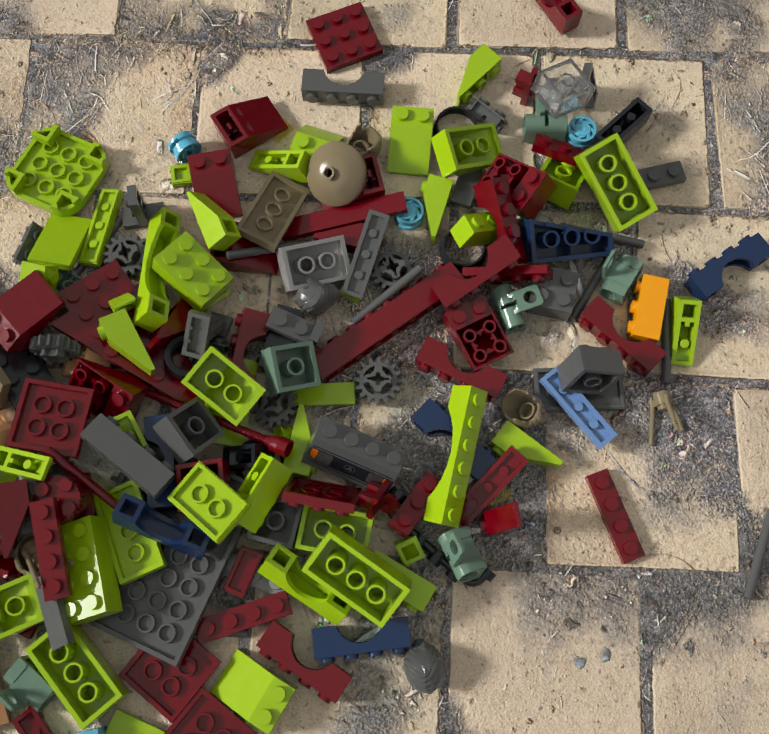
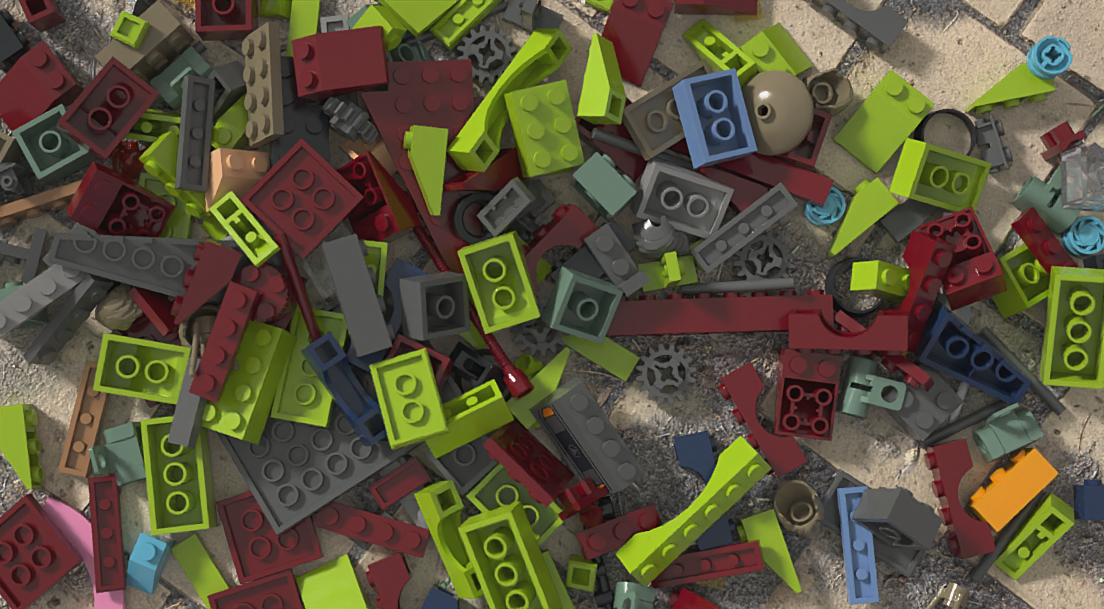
camera: 30 degrees right, 10 degrees up
(125, 301) = (449, 117): lime slope -> none
(256, 286) = (603, 186): none -> sand green brick
(300, 198) = (714, 118): none -> medium blue brick
(338, 314) = (669, 272): none -> lime bracket
(484, 40) = (1049, 57): none -> medium azure wheel

